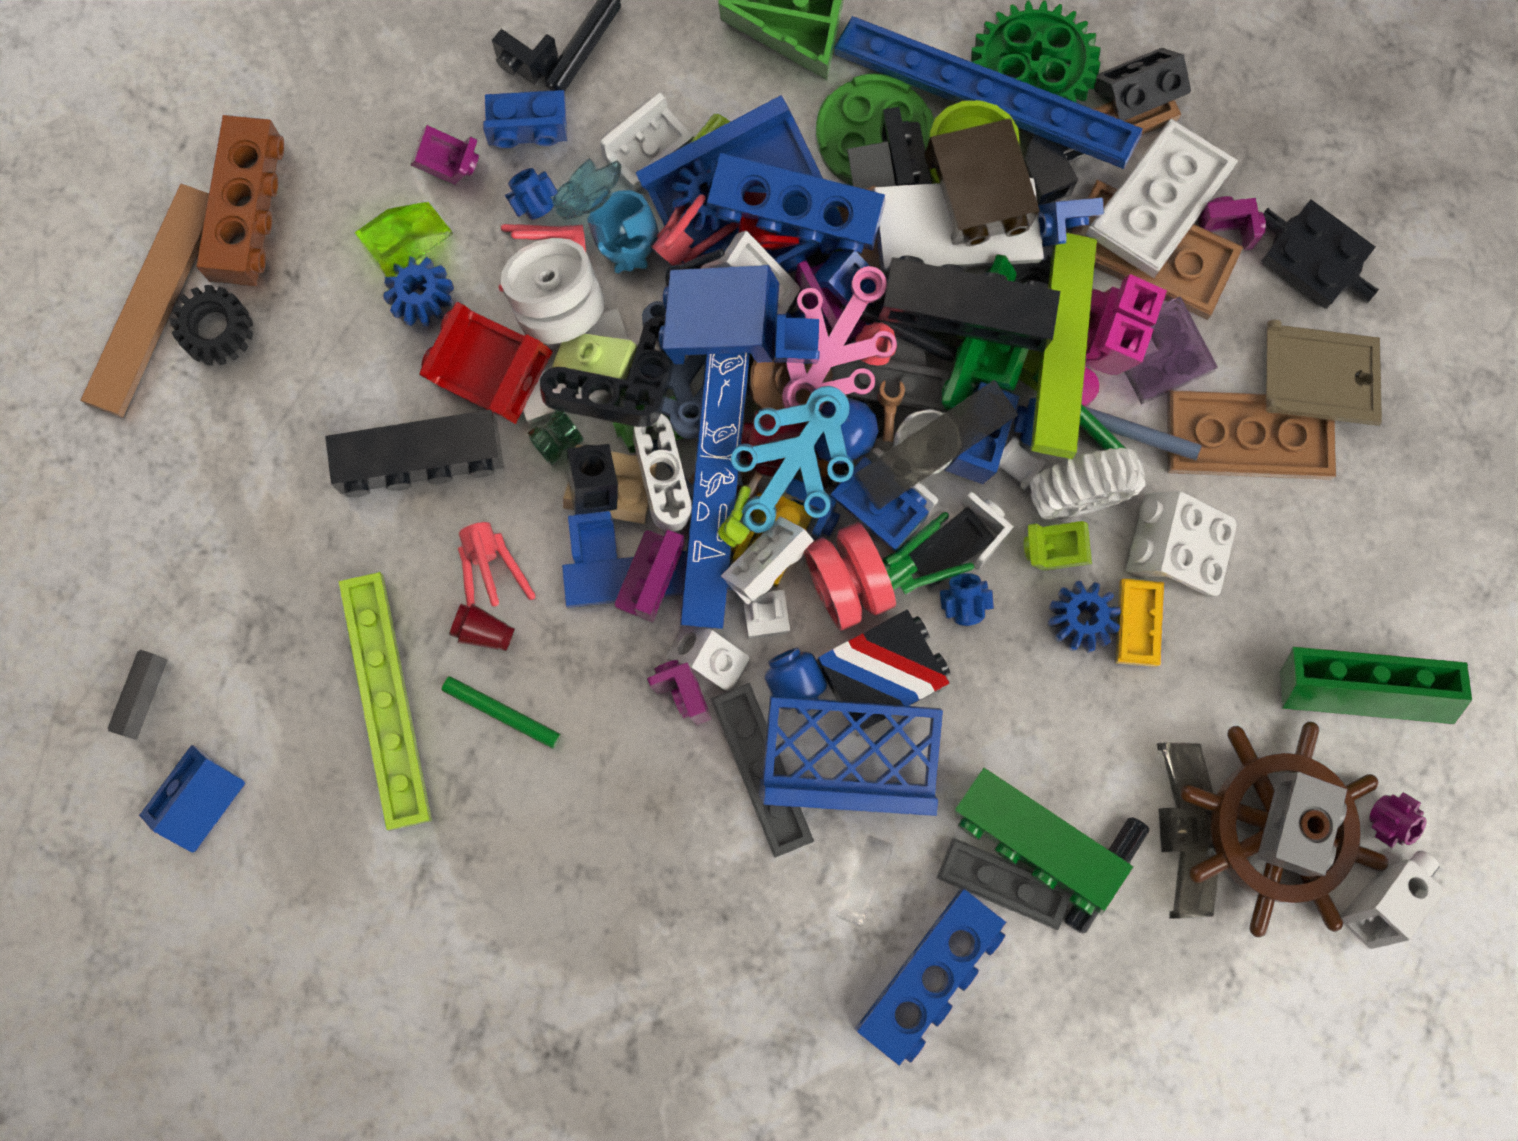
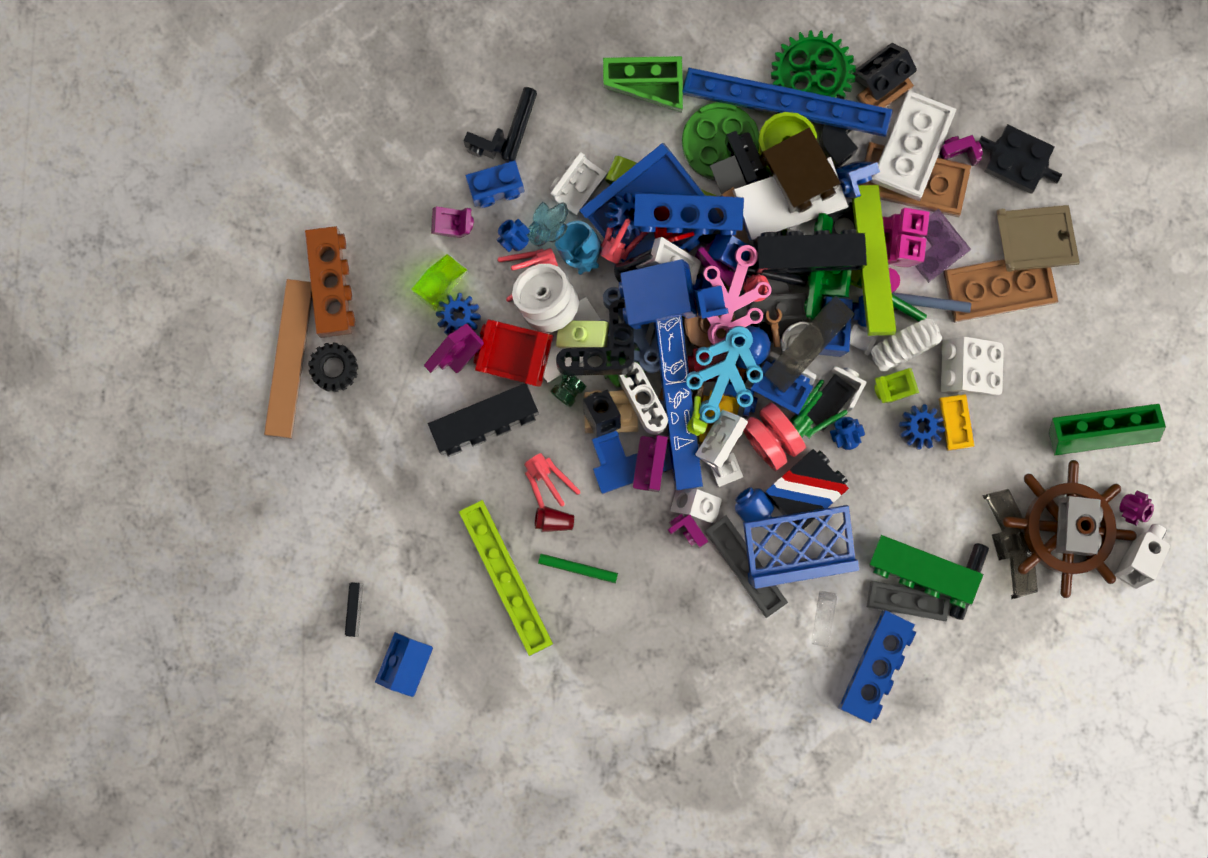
camera: 10 degrees left, 5 degrees up
(395, 334) = (455, 350): none -> magenta bracket

